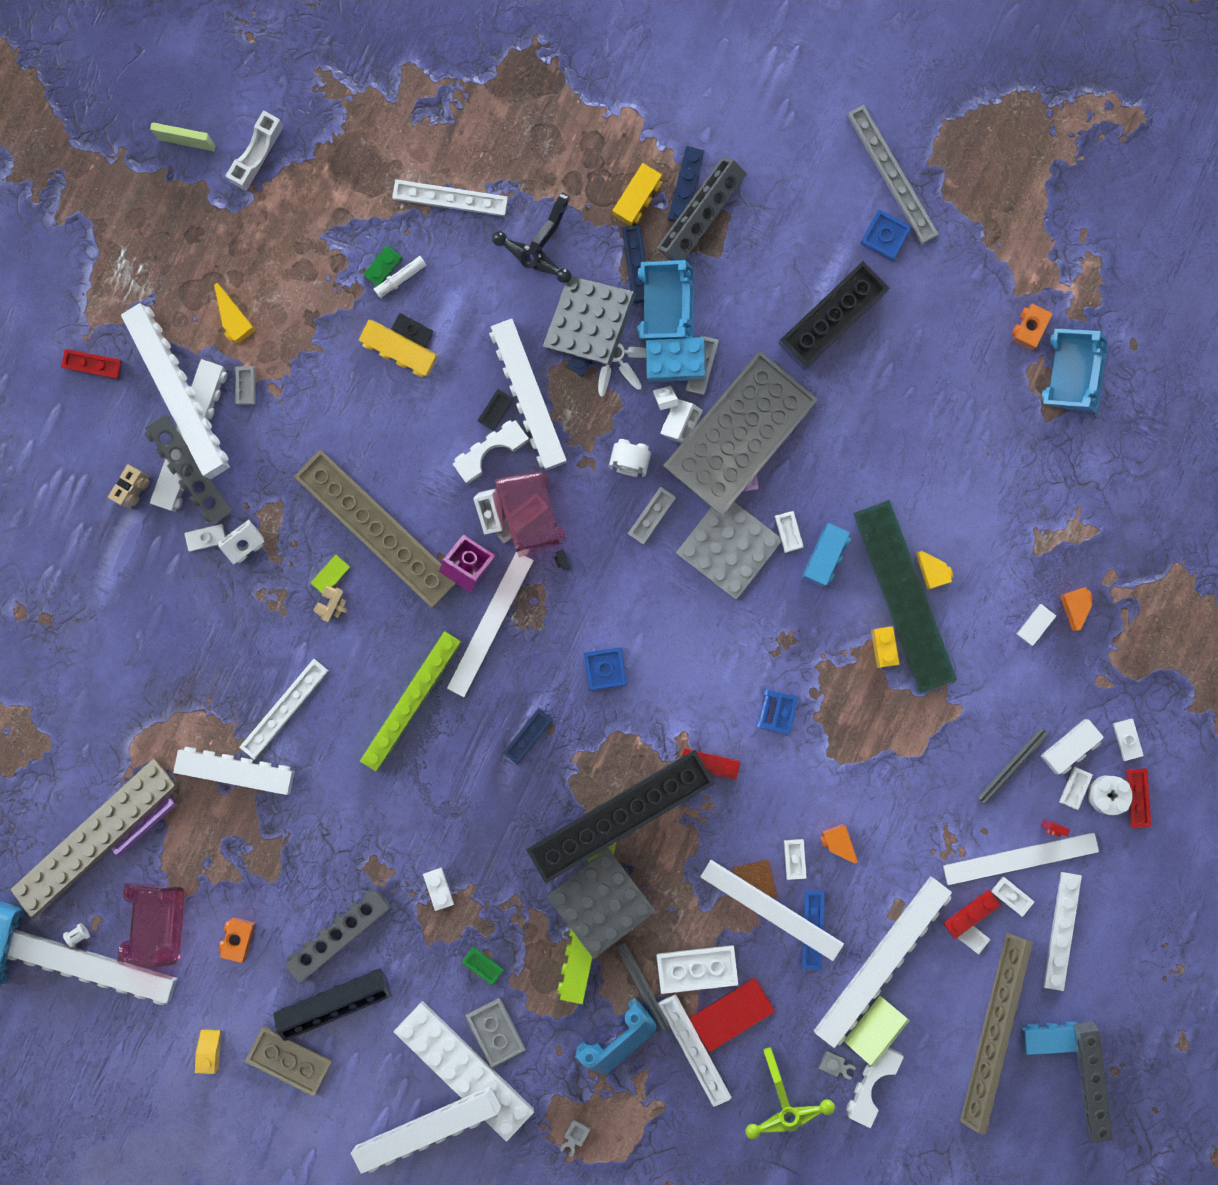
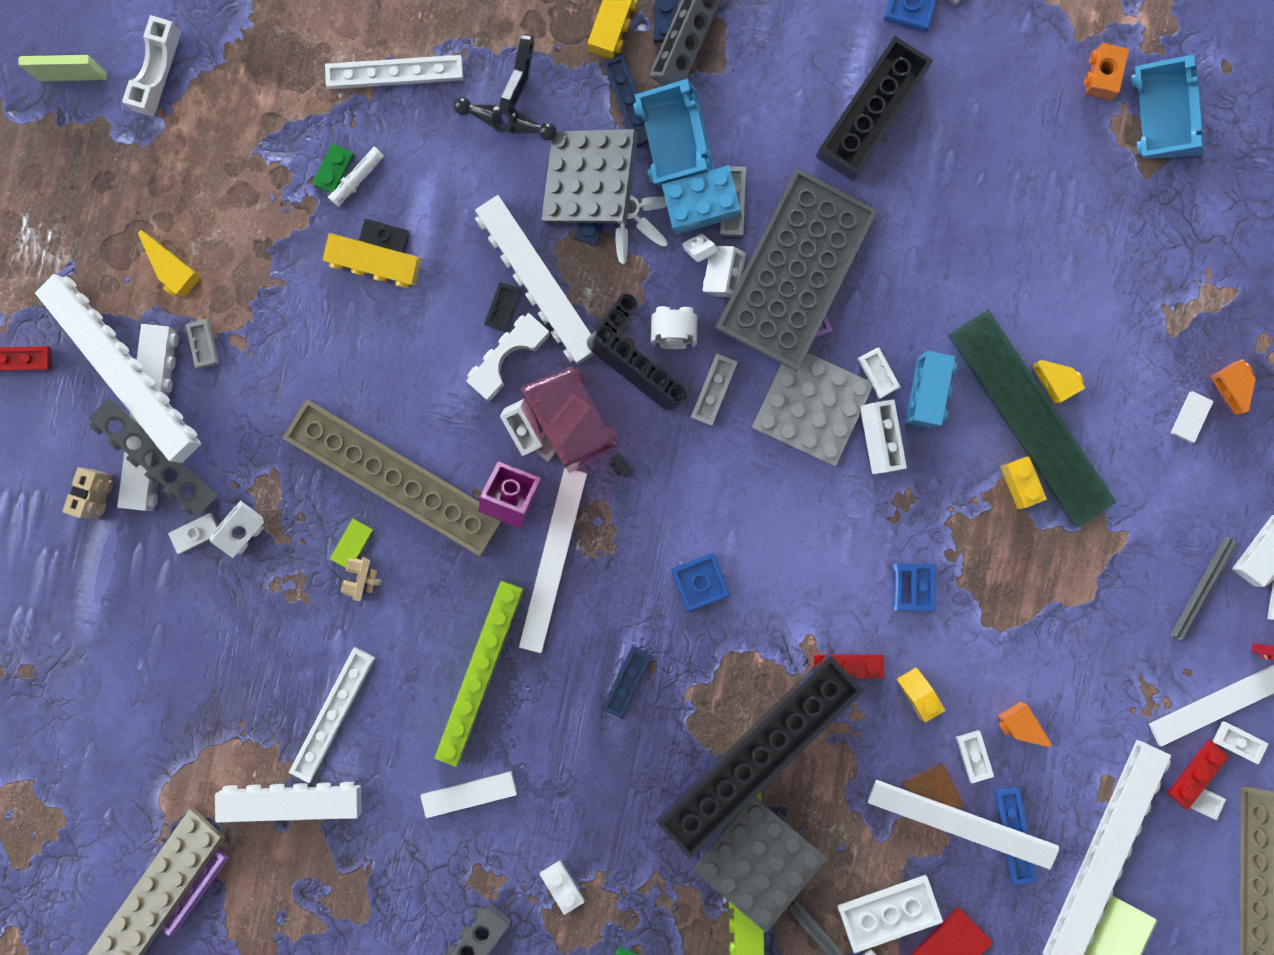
camera: 15 degrees left, 0 degrees up
(380, 797) = (468, 794): none -> white tile
(590, 474) = (632, 357): none -> black beam
(762, 799) = (920, 695): none -> yellow slope
(779, 584) = (883, 436): none -> white brick

